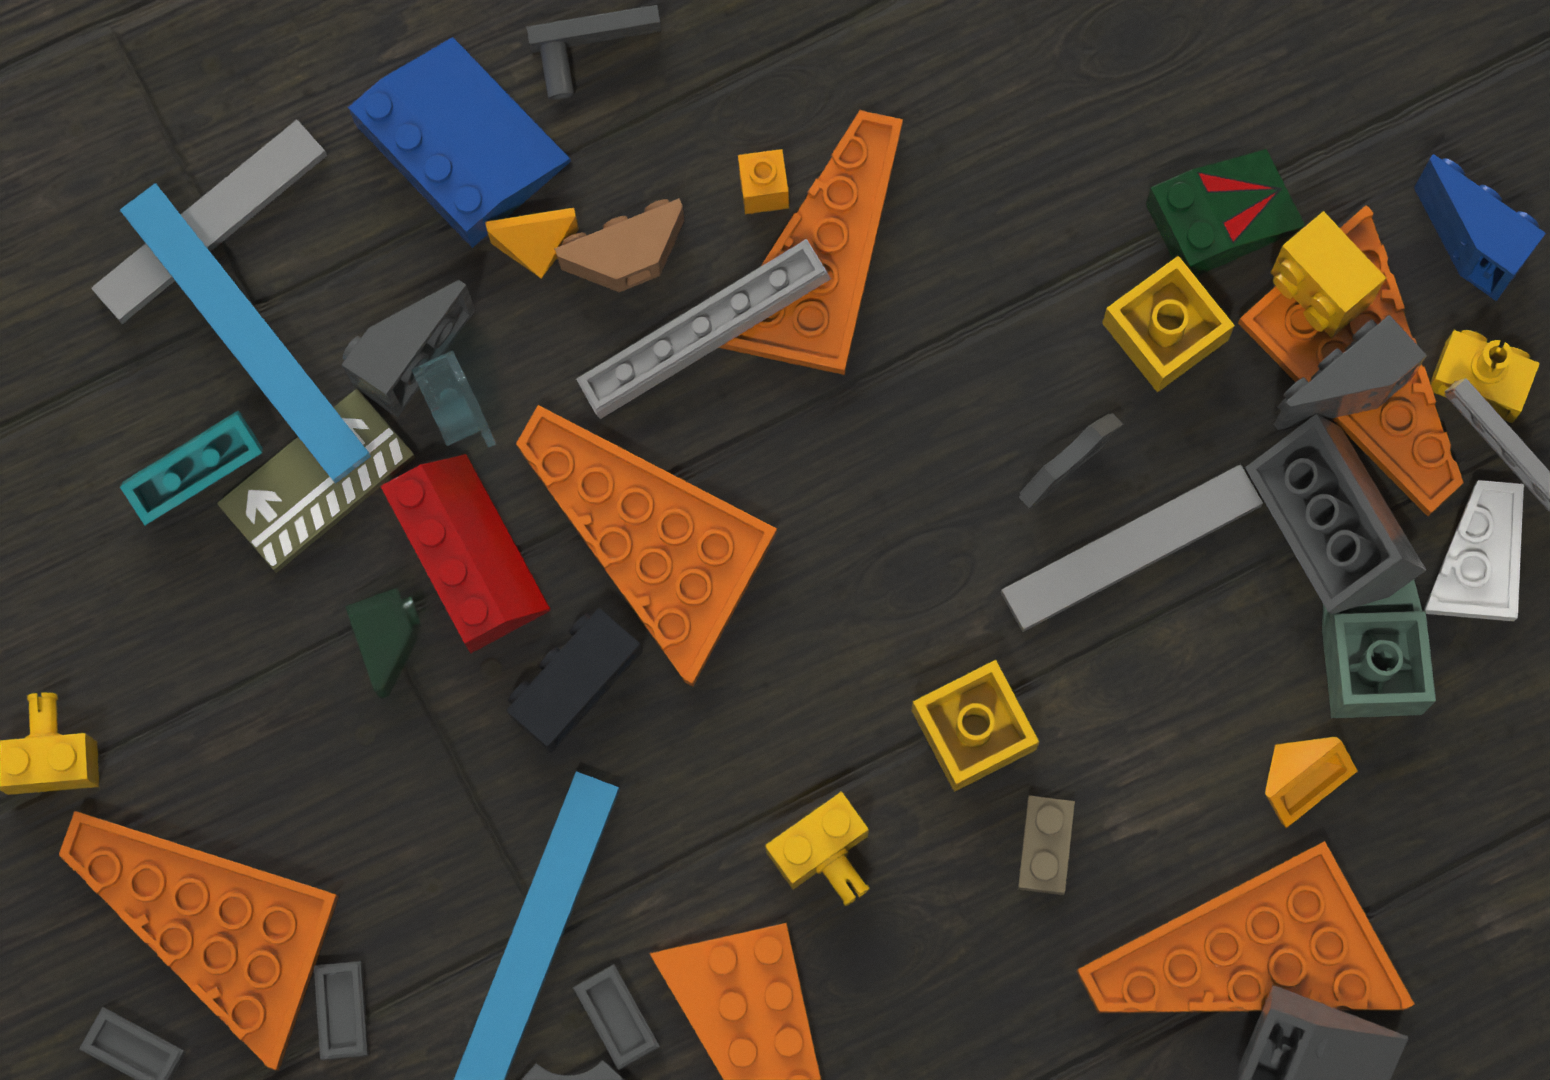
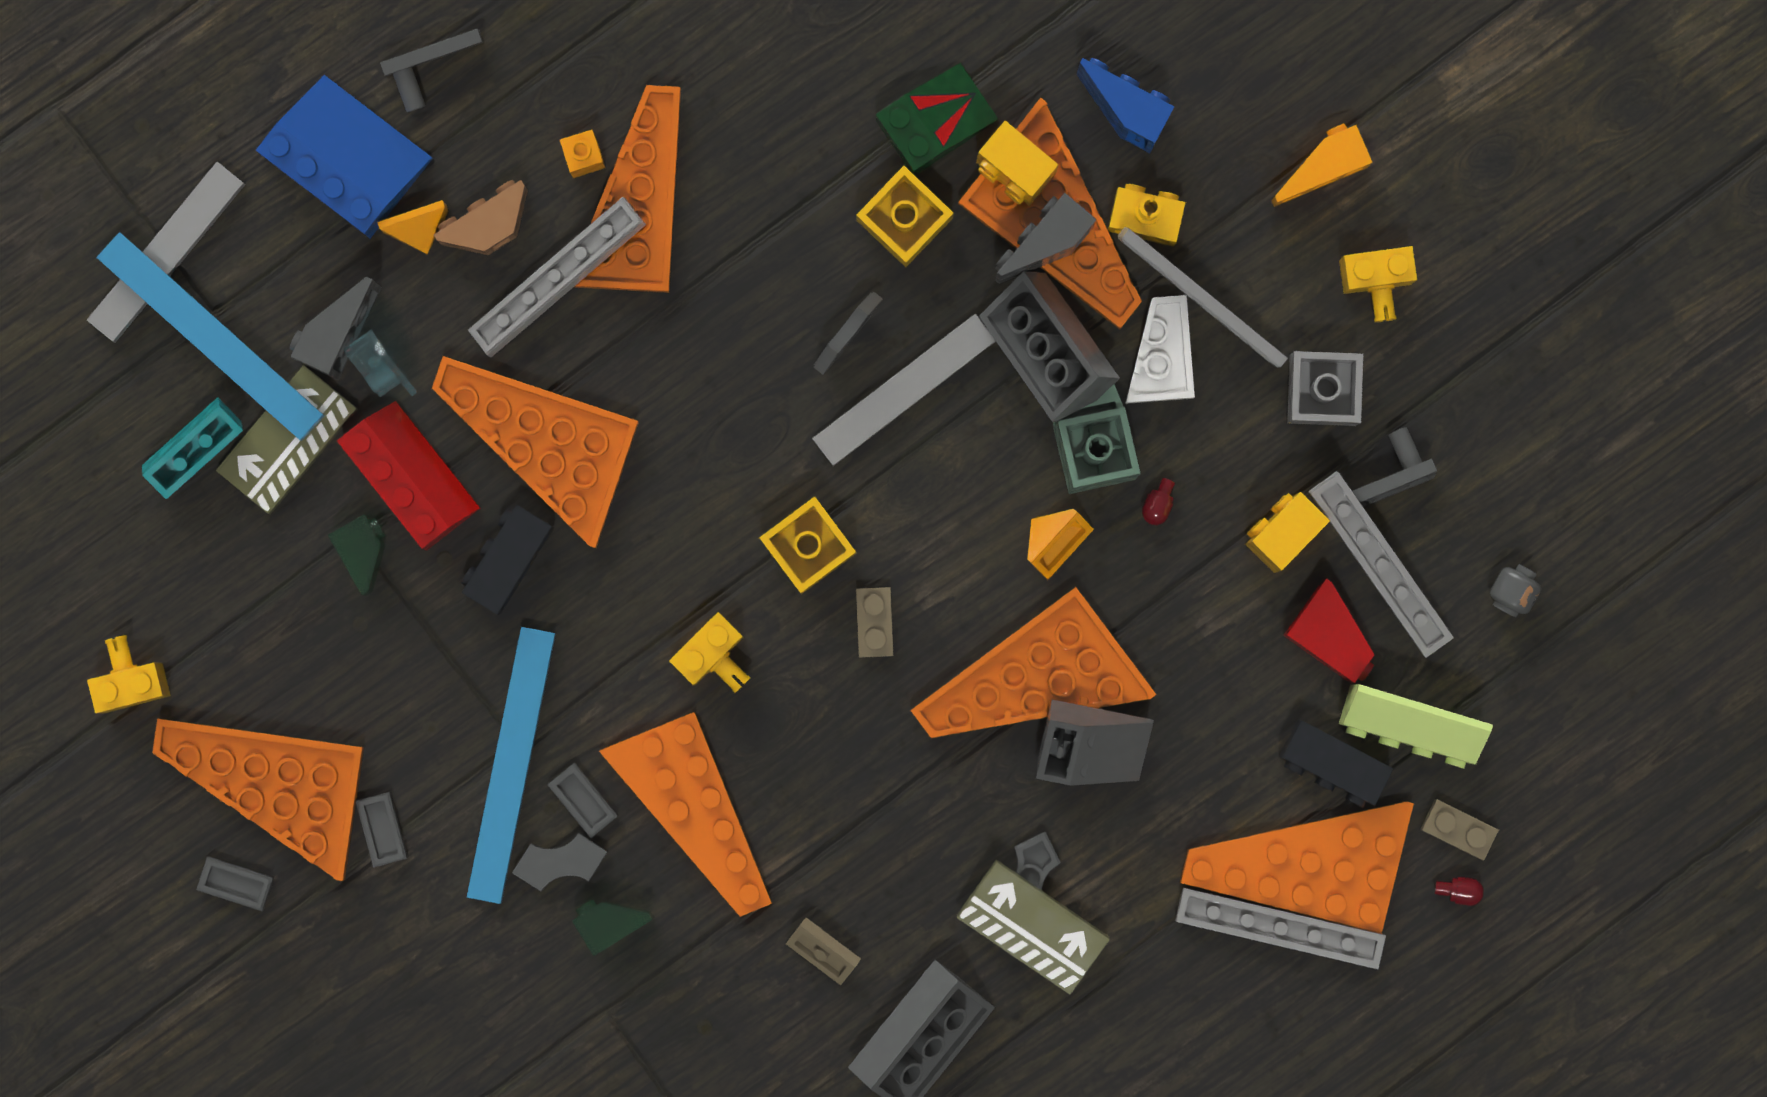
camera: 15 degrees left, 10 degrees up
(1450, 750) = (1159, 503): none -> dark red cylinder

